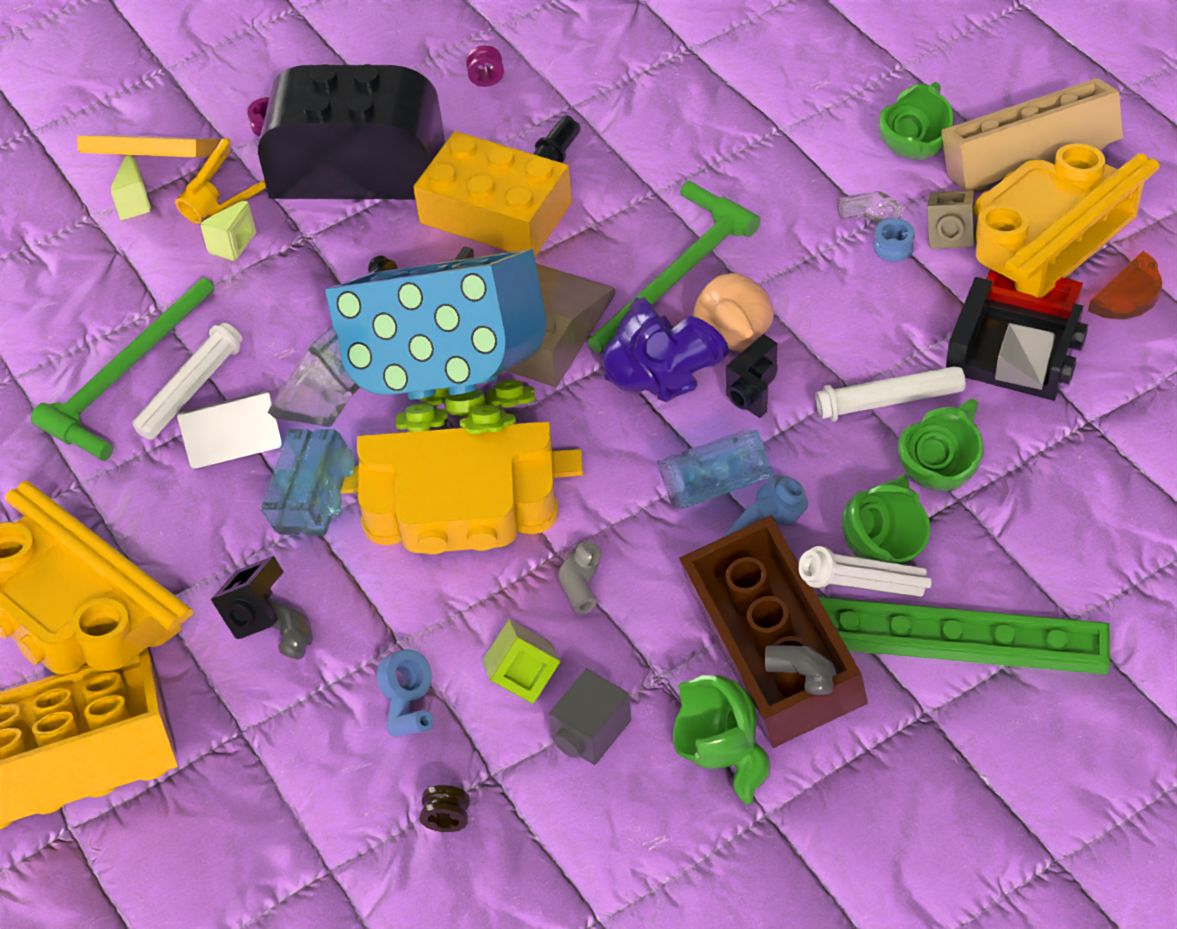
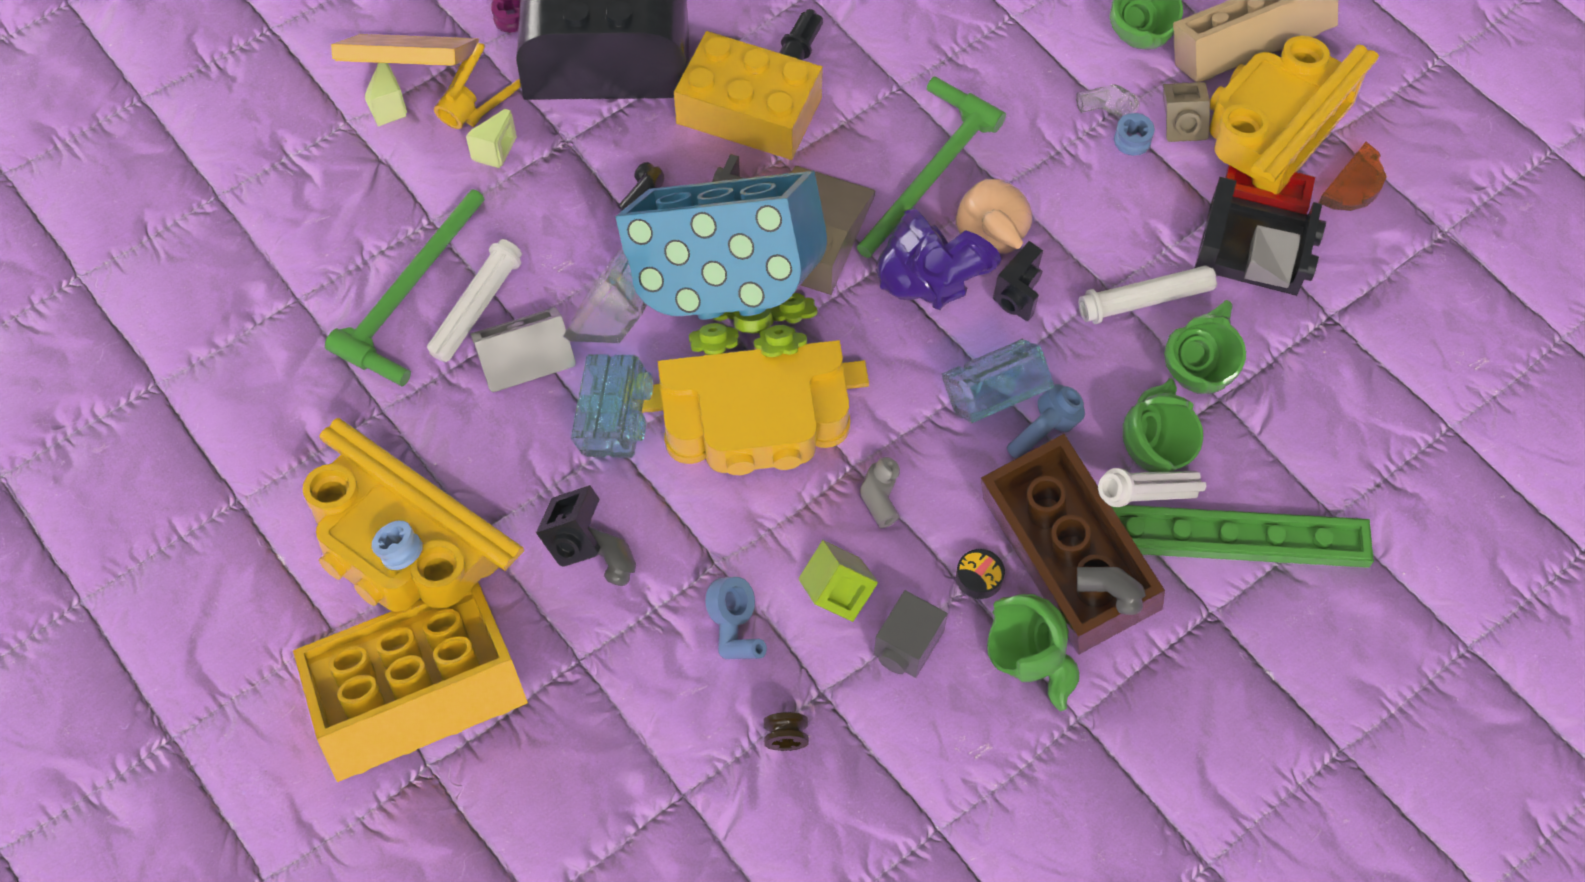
camera: 10 degrees left, 10 degrees up
(61, 599) = (397, 545): none -> light blue bush
(675, 661) = (980, 573): none -> tile

